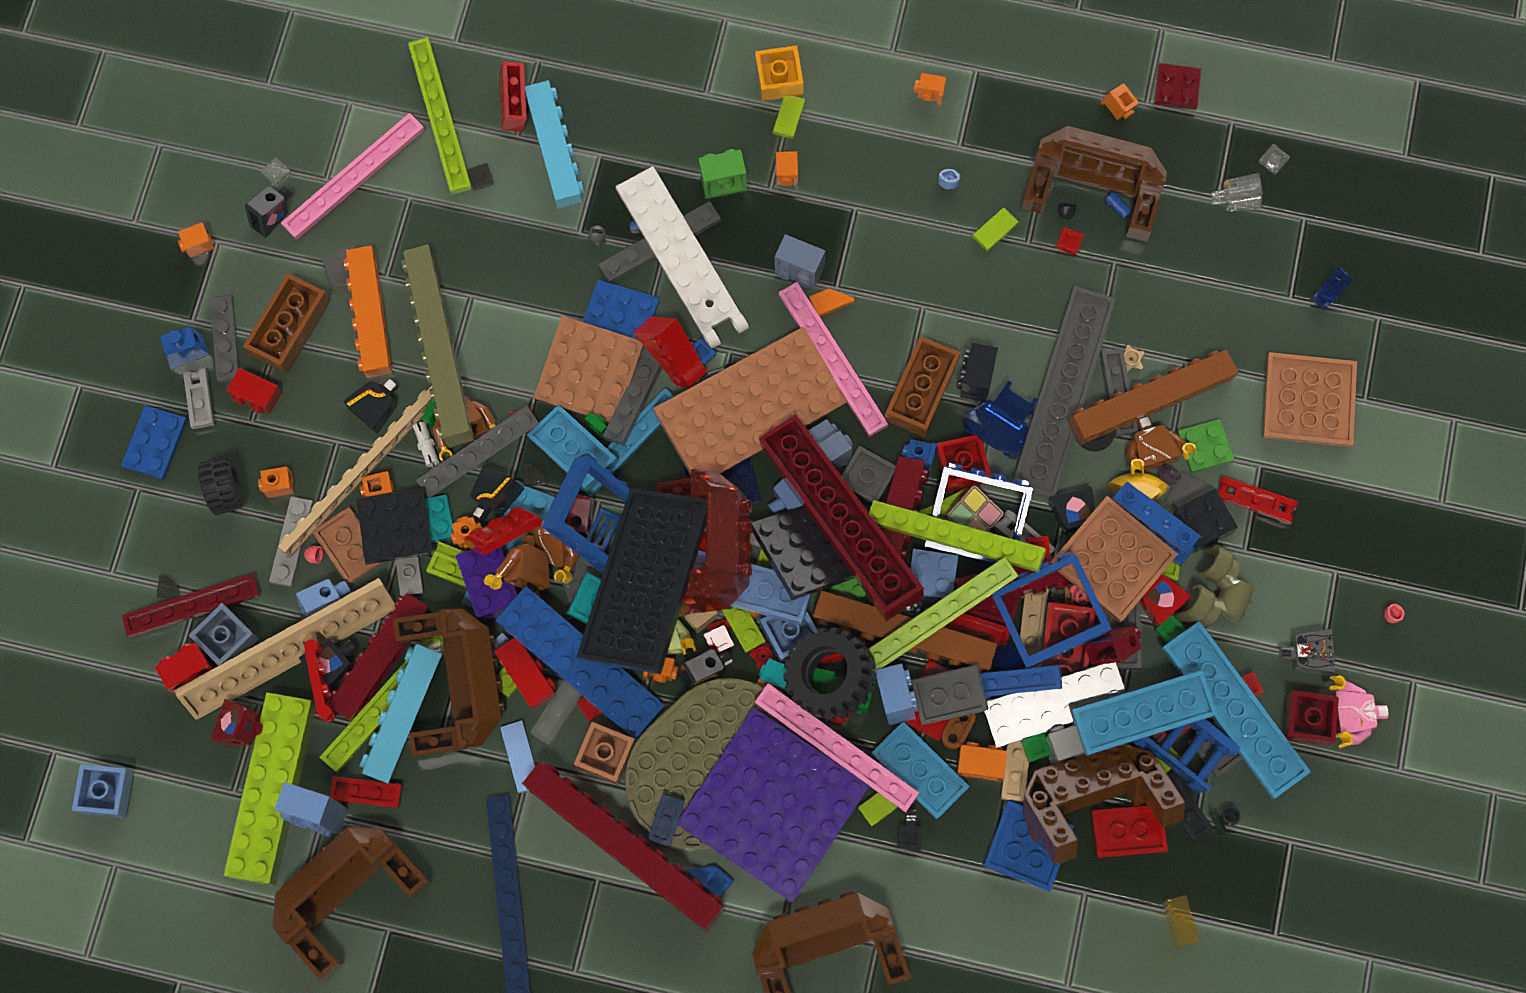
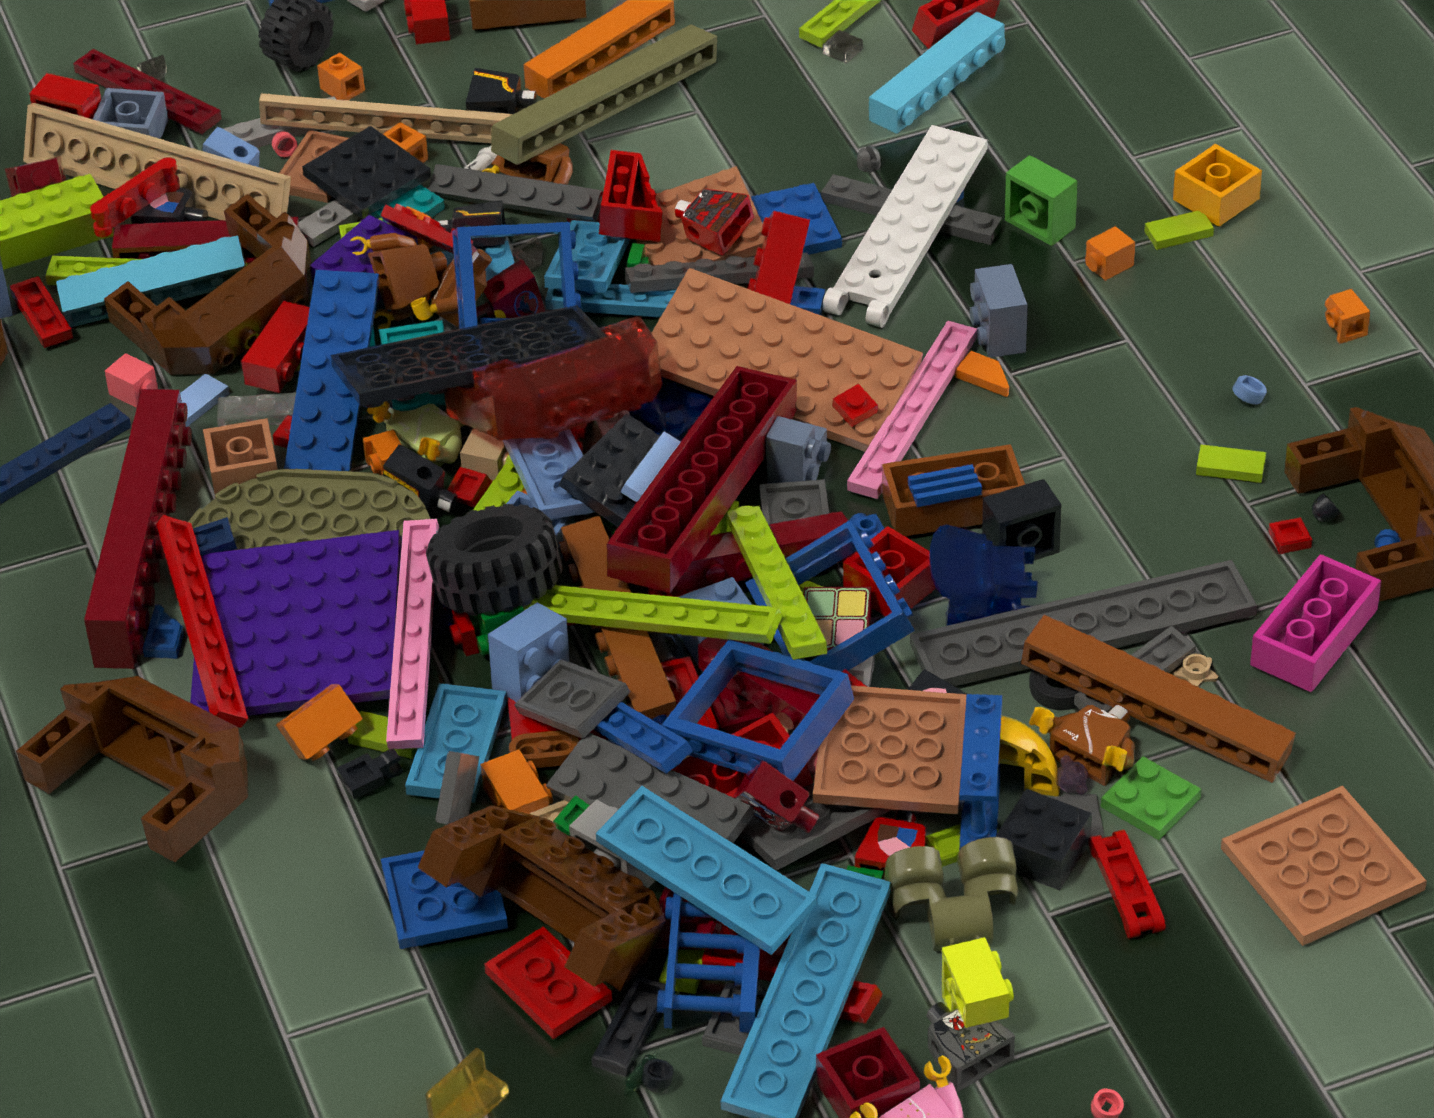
camera: 55 degrees right, 30 degrees down
(477, 774) = (128, 377): none -> coral brick
(550, 397) = (628, 200): none -> red wedge
(608, 362) = (715, 218): none -> red torso
(741, 859) = (202, 621): none -> red plate
(812, 537) = (650, 466): none -> light blue tile
(820, 392) = (855, 405): none -> red plate
(862, 838) = (320, 722): none -> orange brick
(938, 377) = (944, 485): none -> blue tile
(977, 798) = (457, 787): none -> dark grey tile
(1153, 280) = (1315, 623): none -> dark pink brick
(1293, 626) = (975, 983): none -> neon yellow brick

